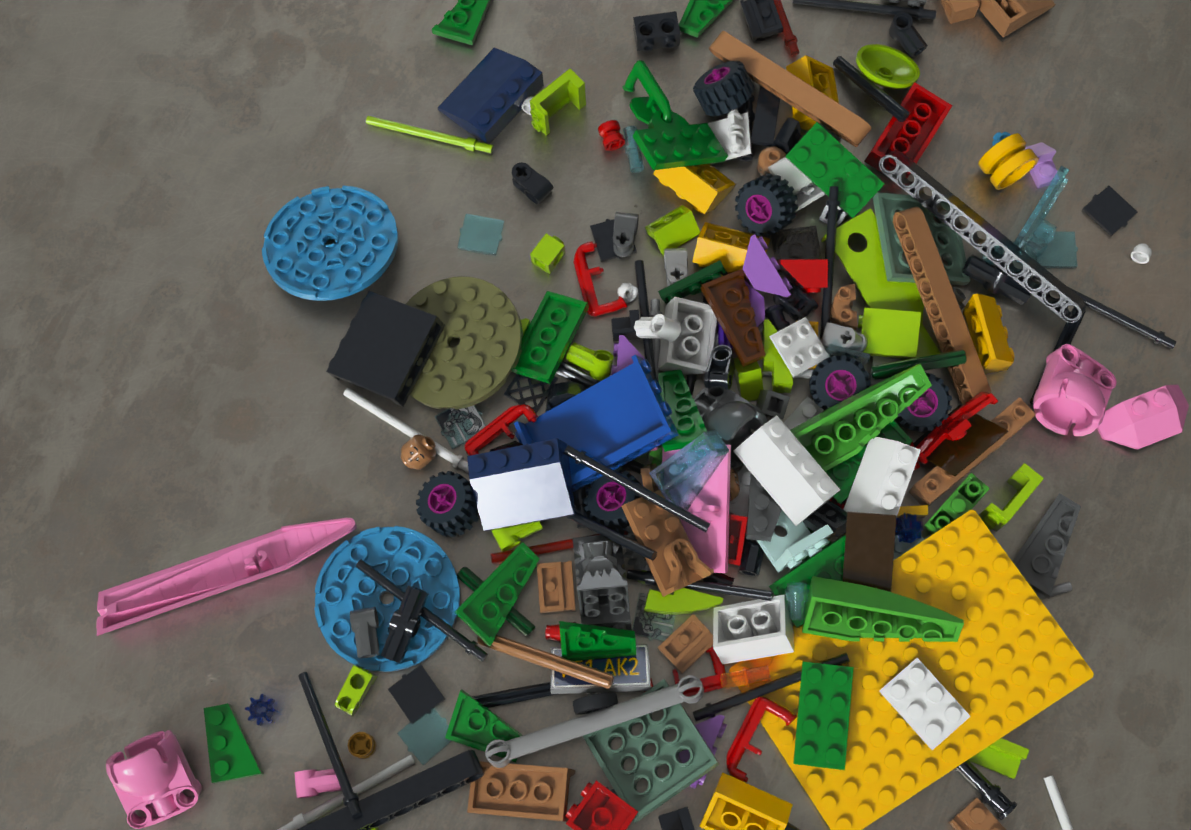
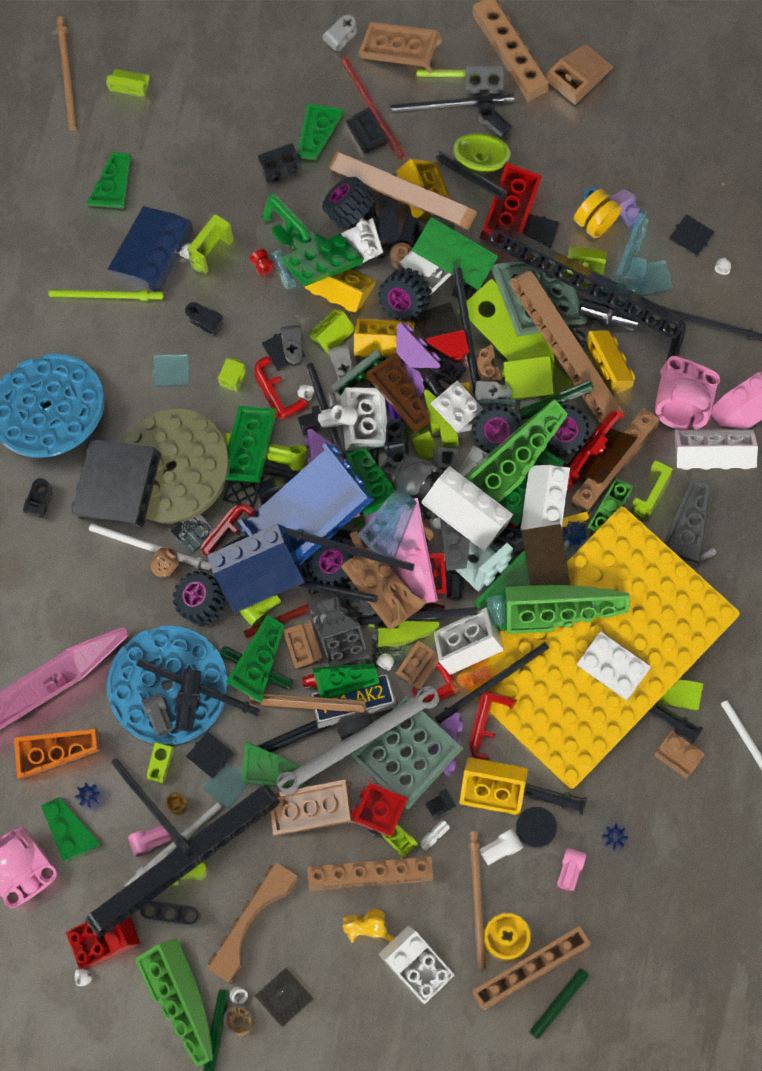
camera: 10 degrees left, 0 degrees up
(226, 645) = (48, 751): none -> orange wedge
(295, 348) = (38, 502): none -> black piece
(649, 630) = (385, 661): none -> white hinge
(823, 715) = (537, 694): green plate -> none
(937, 166) = (541, 229): none -> black piece
(990, 211) = (590, 258): none -> lime panel
(1095, 464) = (715, 448): none -> white slope

